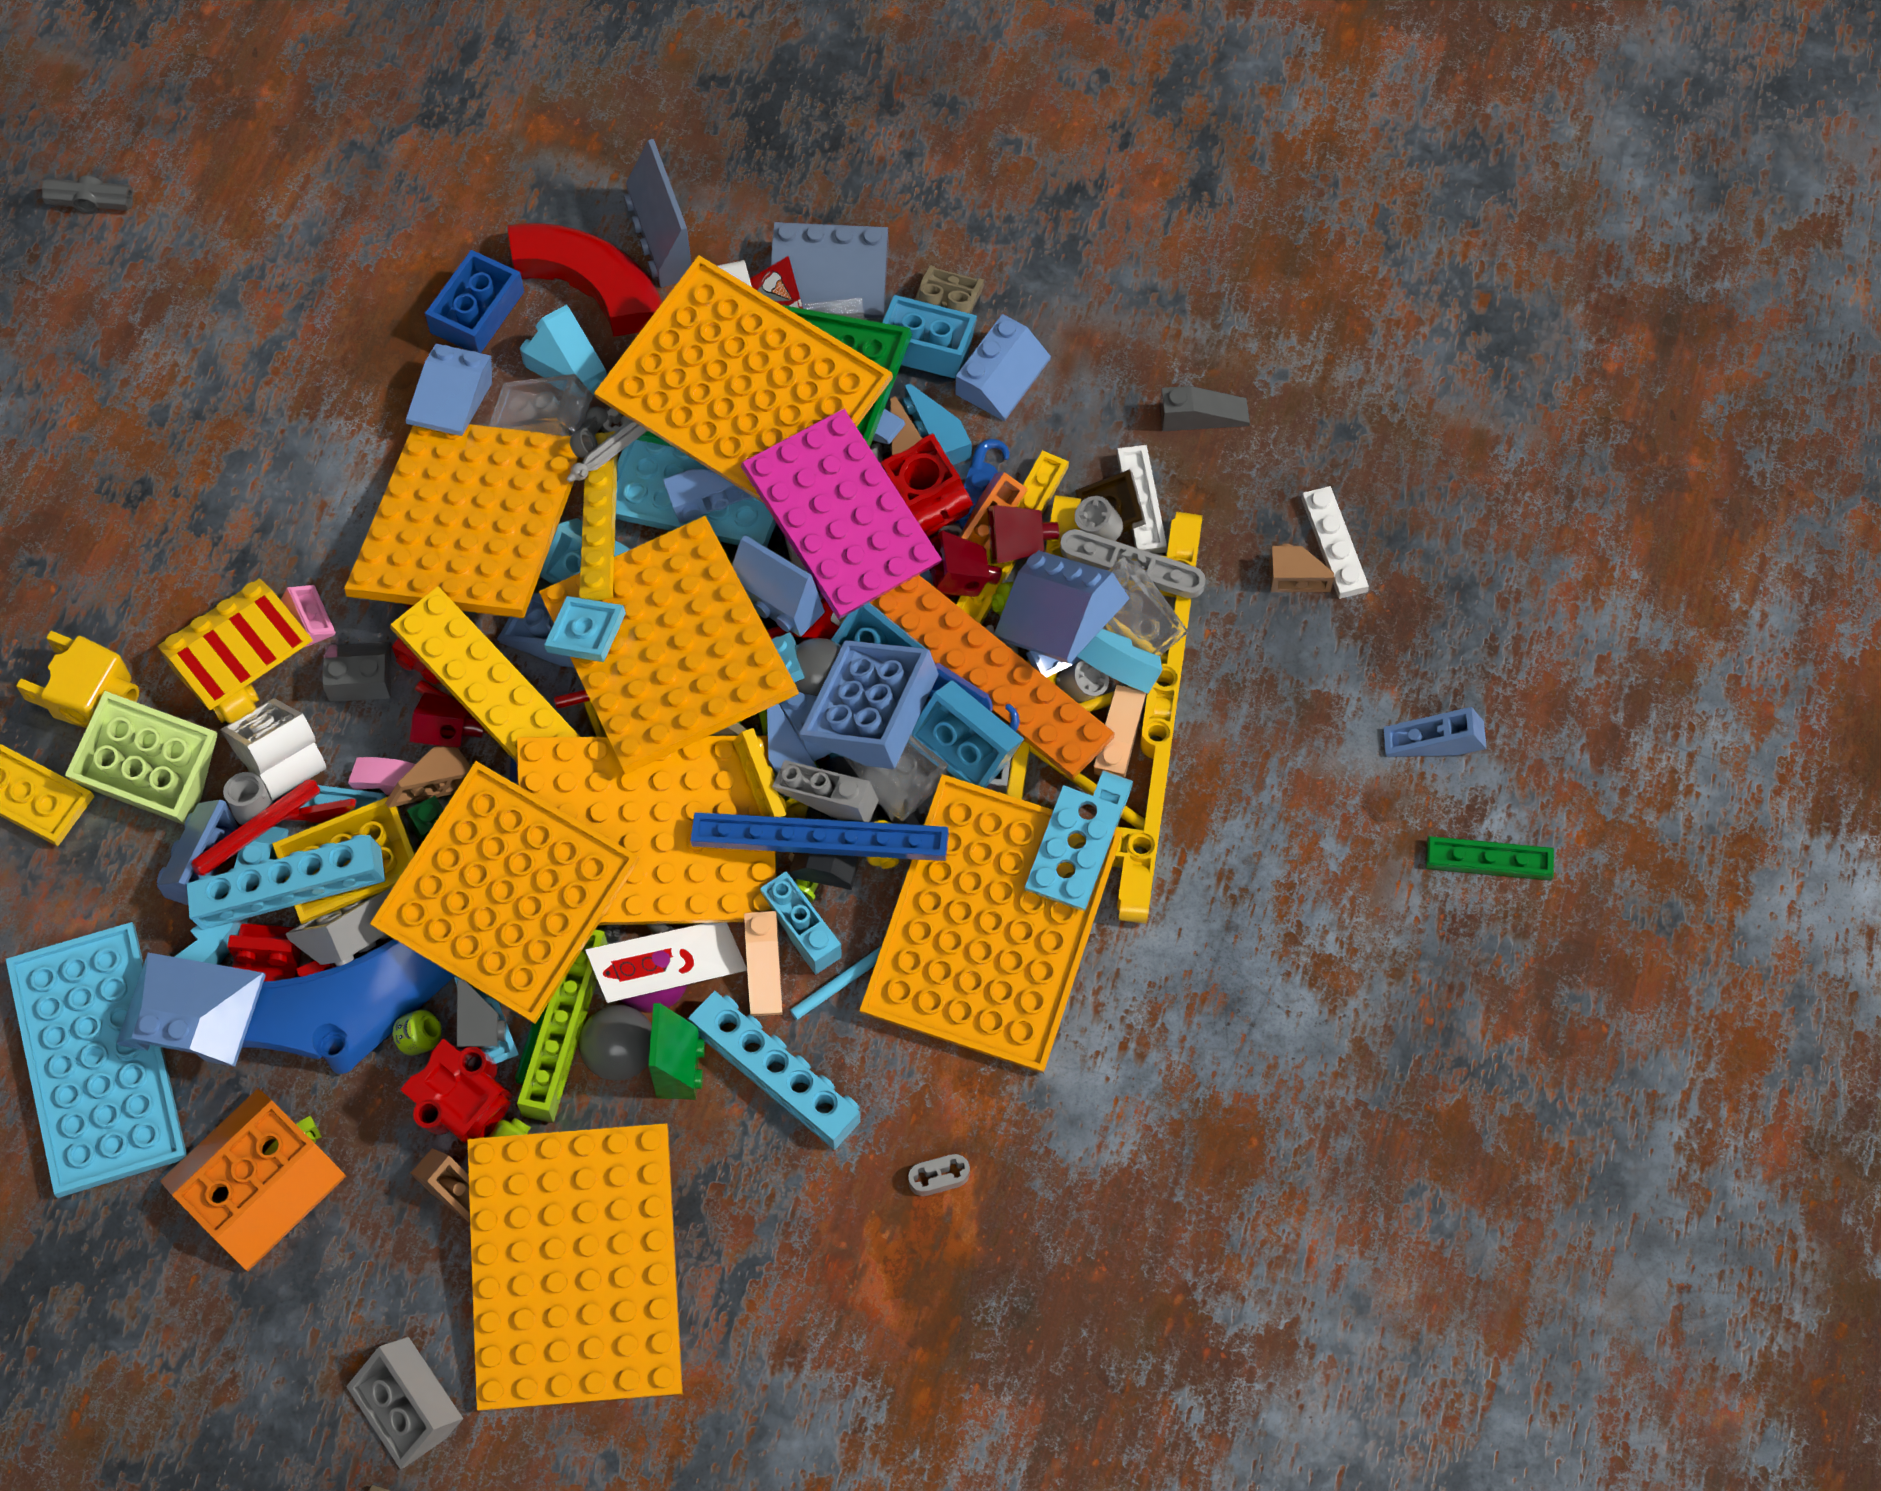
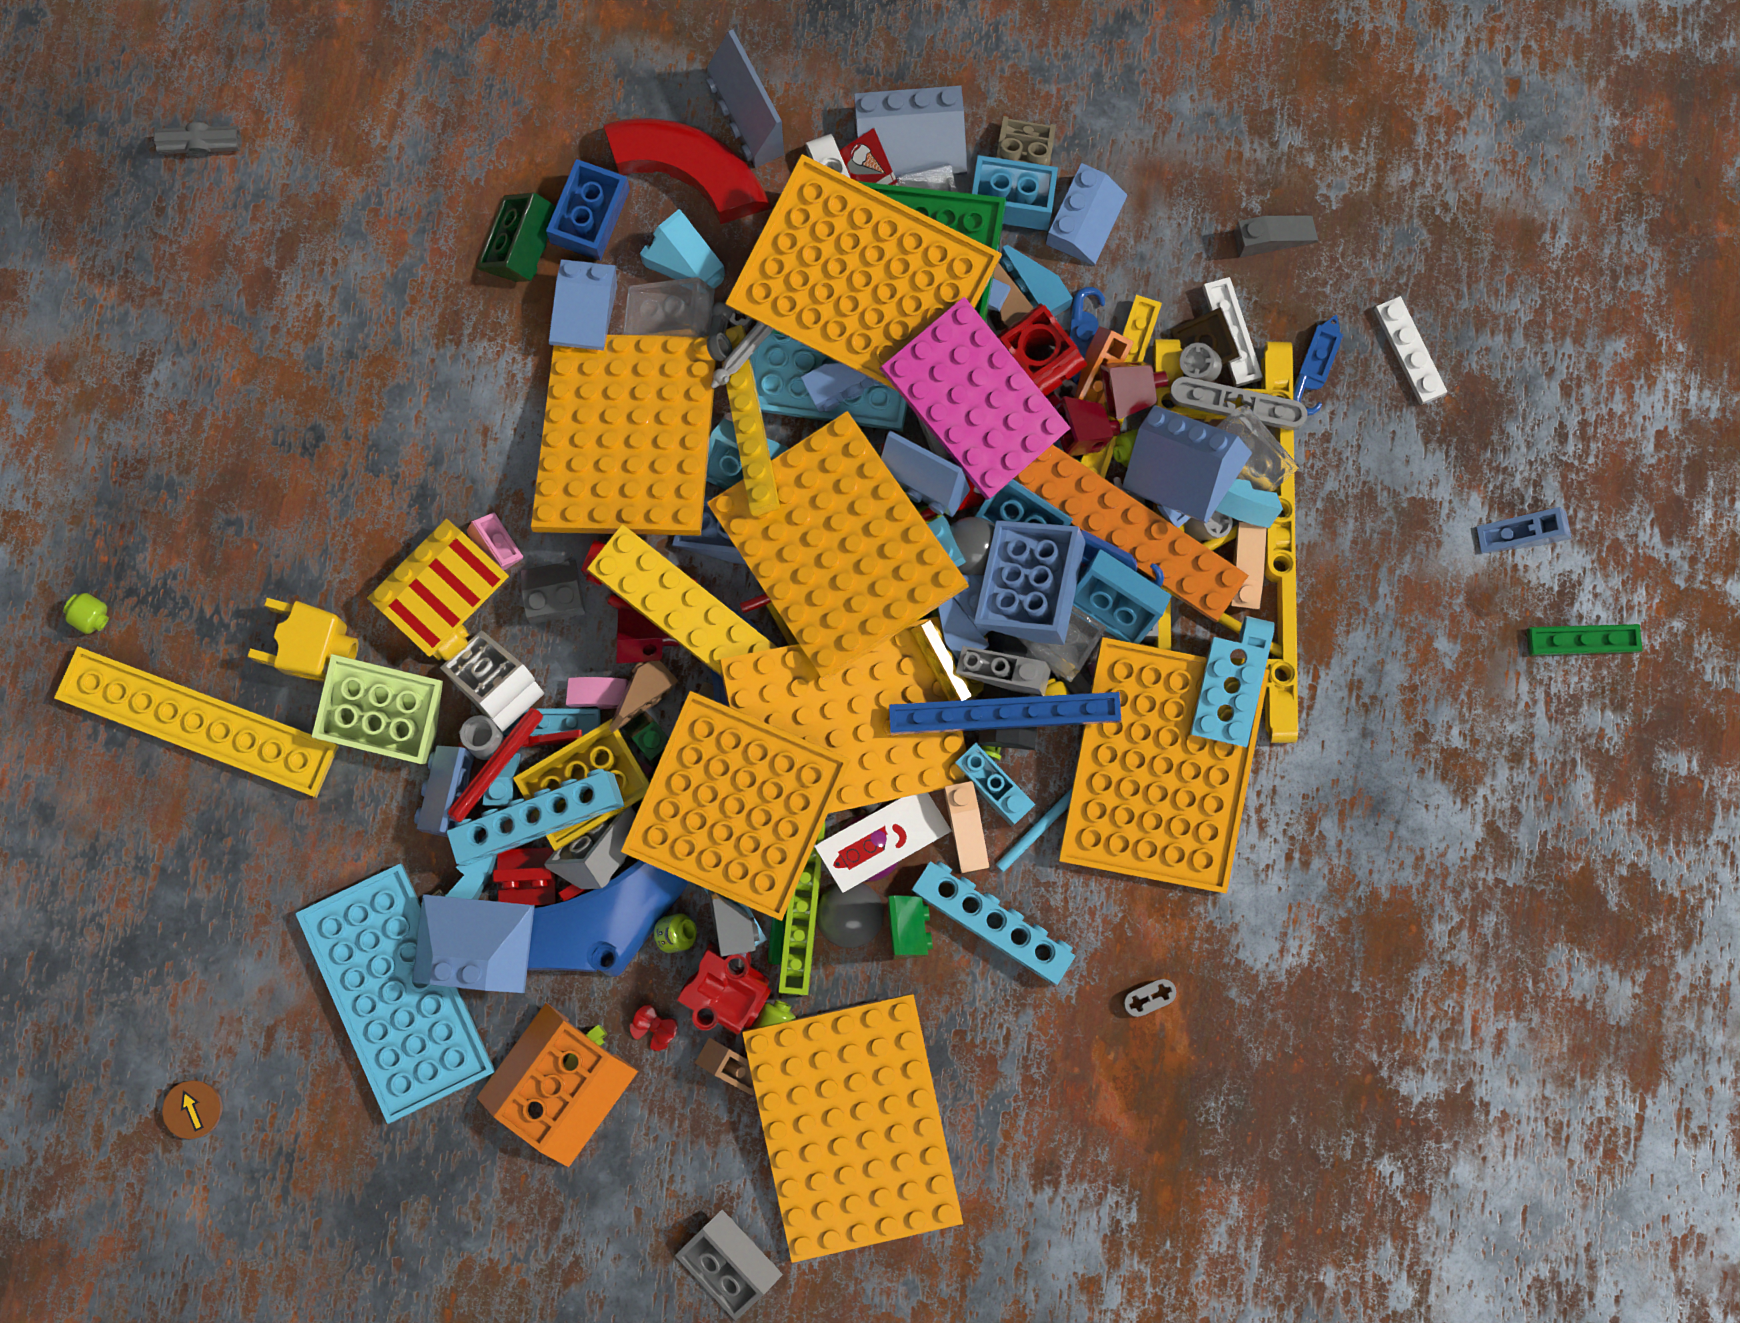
camera: 10 degrees left, 15 degrees up
(368, 1123) = (663, 1029): none -> red piece
(395, 322) = (517, 237): none -> dark green slope
(585, 629) = (761, 543): medium azure plate -> none
(1231, 539) = (1318, 361): none -> blue plate
(1297, 571) = (1381, 385): medium nougat slope -> none

